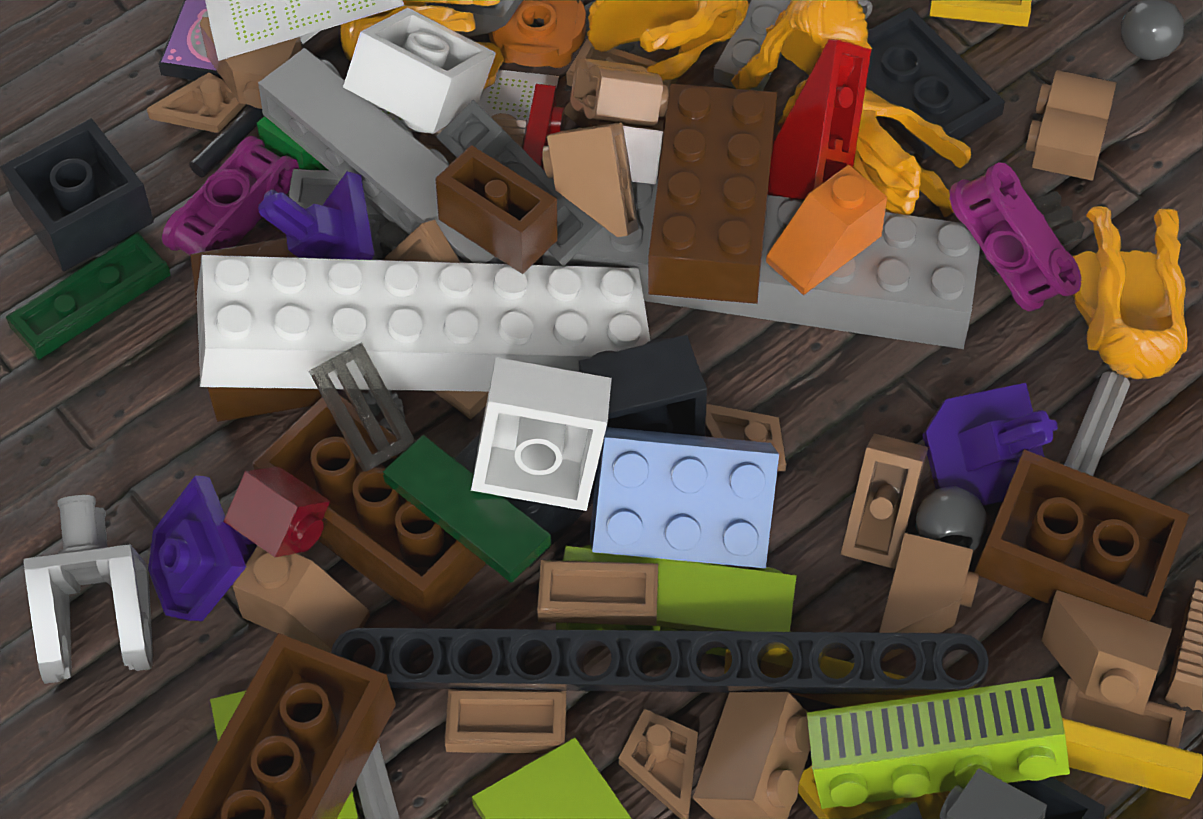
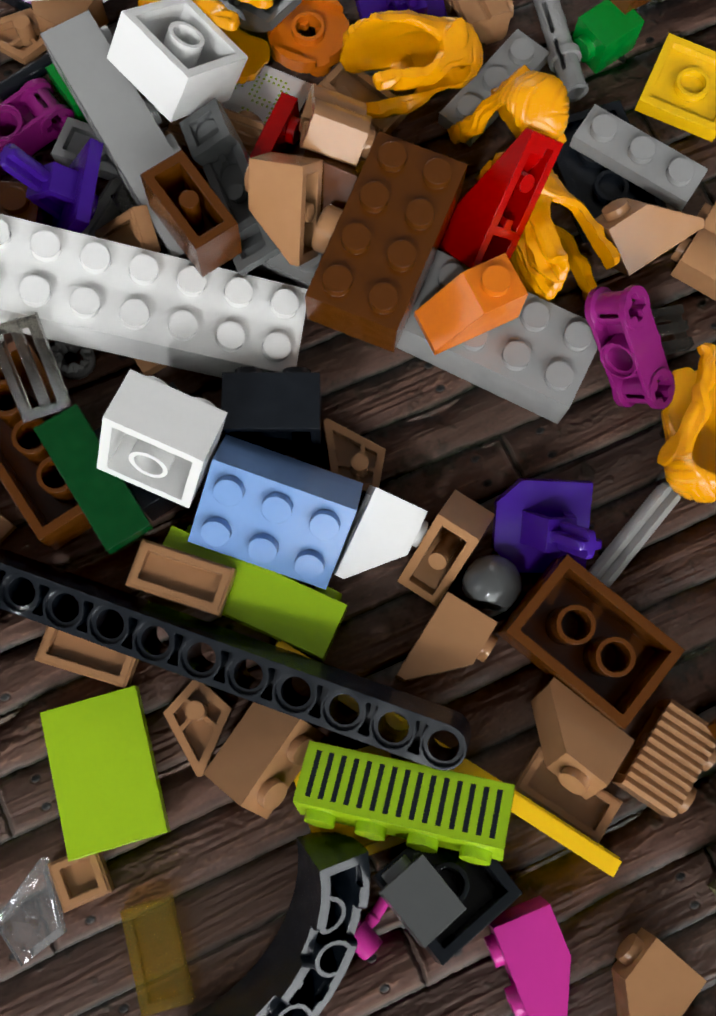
camera: 10 degrees right, 20 degrees up
(645, 193) = (325, 227): none -> medium nougat tile
(809, 494) = (380, 533): none -> white slope
(952, 56) = (638, 157): none -> light grey plate
(987, 123) = (644, 231): none -> medium nougat slope

